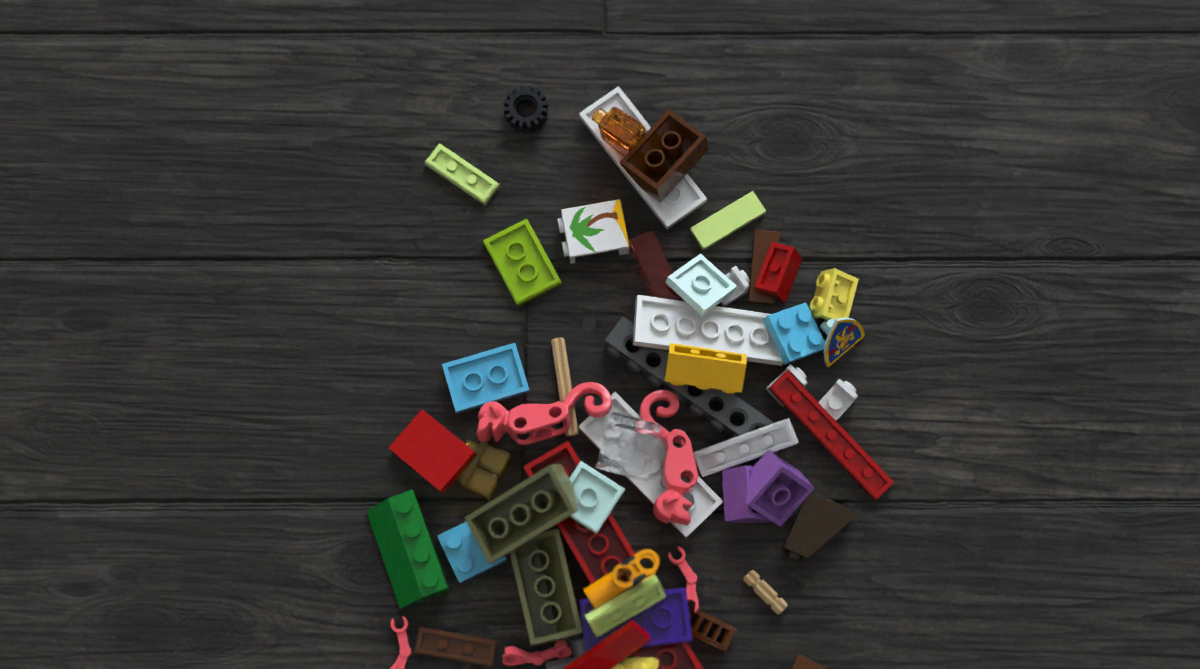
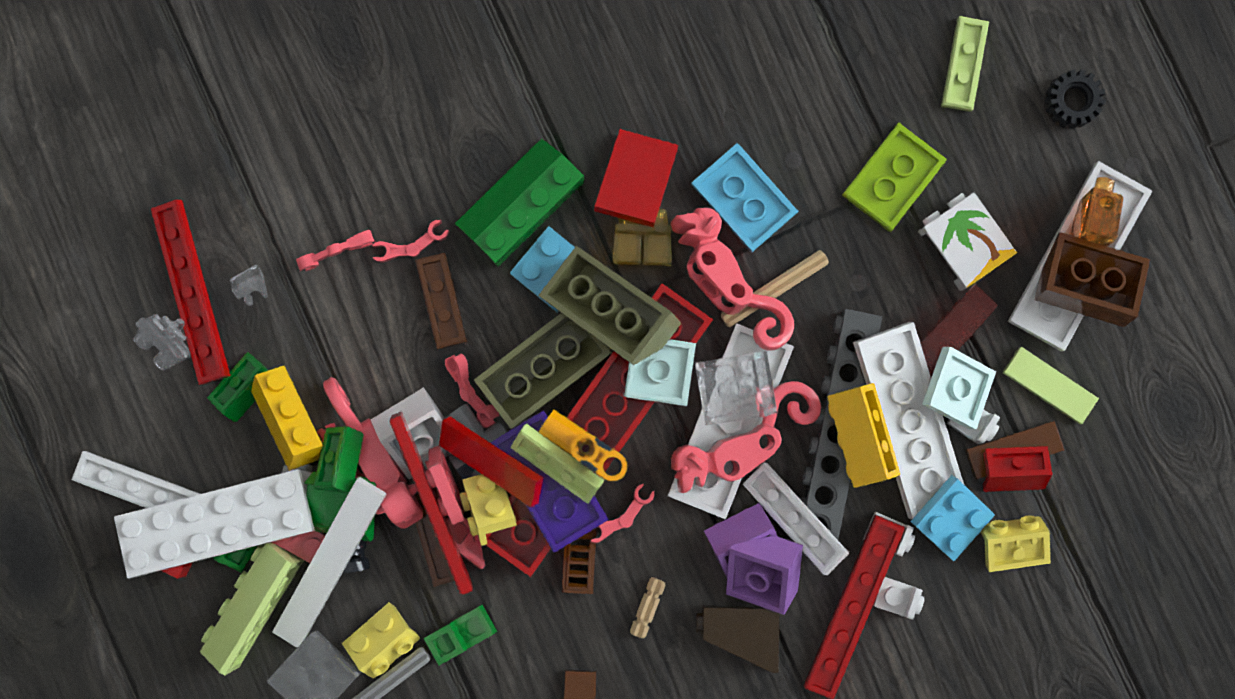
camera: 65 degrees right, 10 degrees up
(841, 337) = (971, 572): shield -> none

